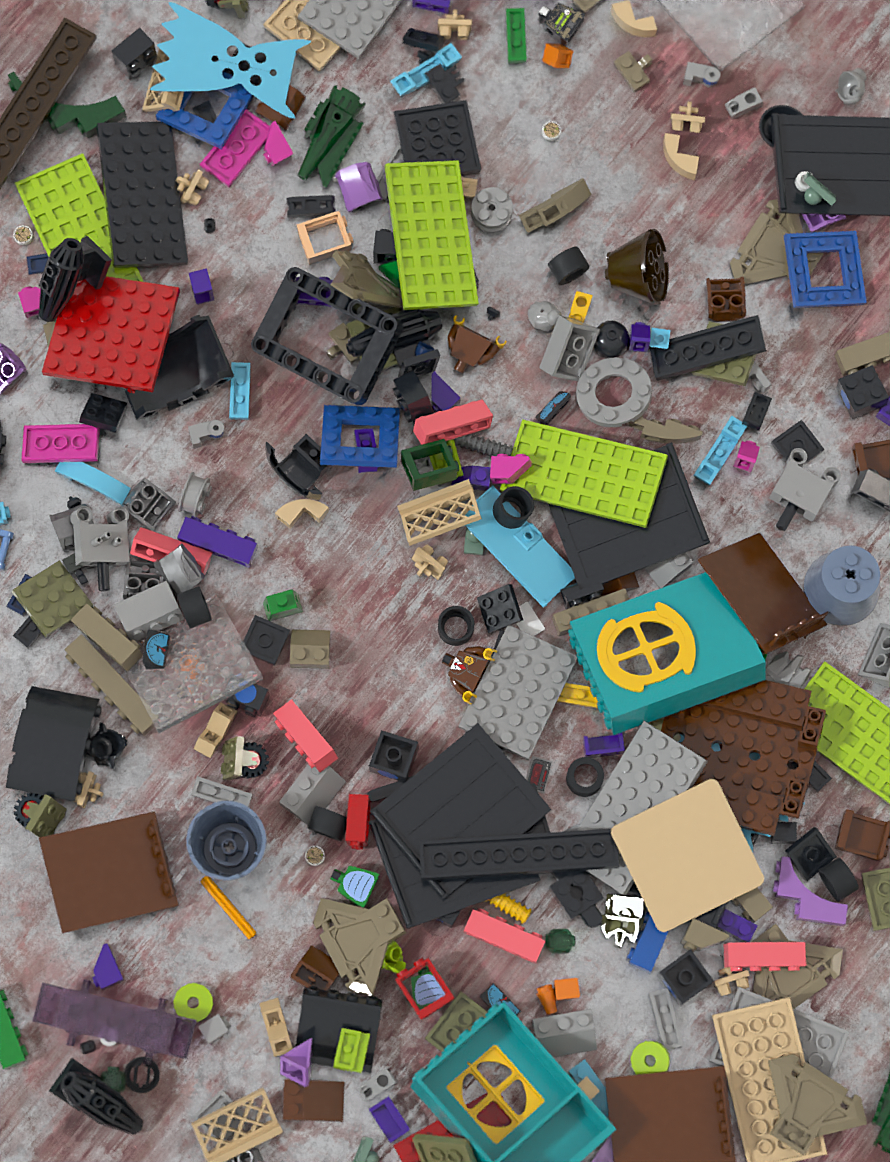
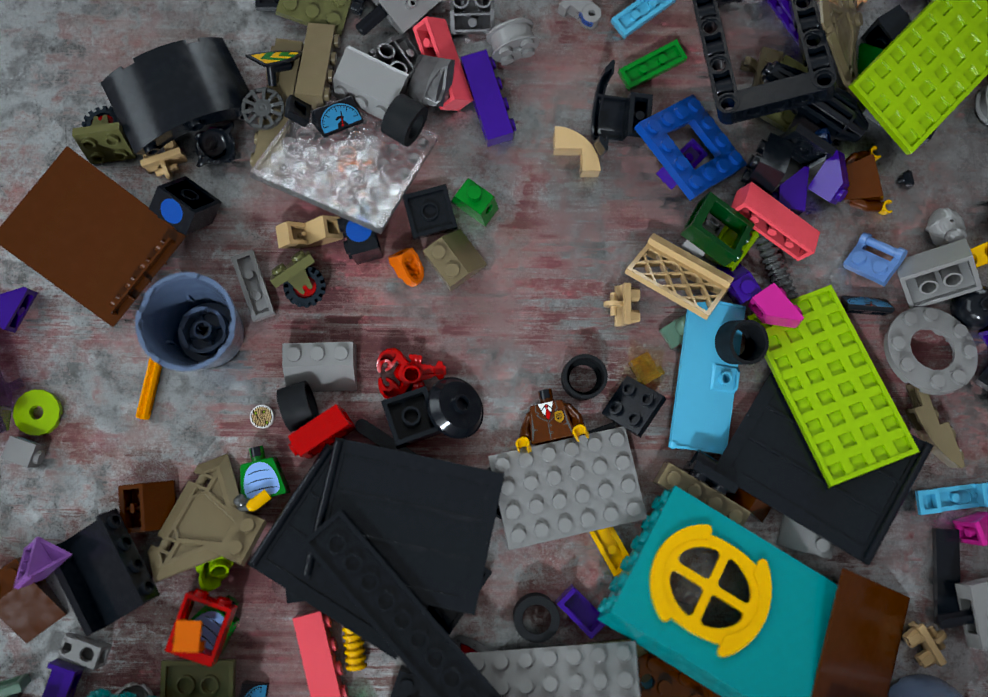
camera: 50 degrees right, 5 degrees up
(83, 661) = (275, 62): none -> black shield
(108, 694) = (263, 108): none -> dark grey wheel
(133, 671) = (297, 110): none -> black plate
(134, 796) = (184, 205): none -> black brick
(276, 1027) = (67, 512): tan brick -> none
(282, 415) = (652, 65): none -> green plate
(290, 683) = (407, 266): none -> orange rock
(305, 735) = (363, 319): coral brick -> none
(351, 1050) = (89, 603): lime plate -> none
(360, 738) = (406, 372): none -> red animal
(370, 899) = (251, 504): none -> arm
(410, 723) = (455, 408): none -> black piece
(424, 992) = (188, 636): none -> orange panel
(454, 364) = (831, 179): none -> dark purple slope
(481, 582) = (645, 368): none -> clear yellow panel
(529, 384) = (873, 266): none -> medium blue plate
(530, 623) = (643, 447): white sticker -> none
(539, 772) = (505, 567): sticker -> none
(758, 495) = (945, 570): none -> black tile
(801, 547) = (930, 641): none -> tan hips

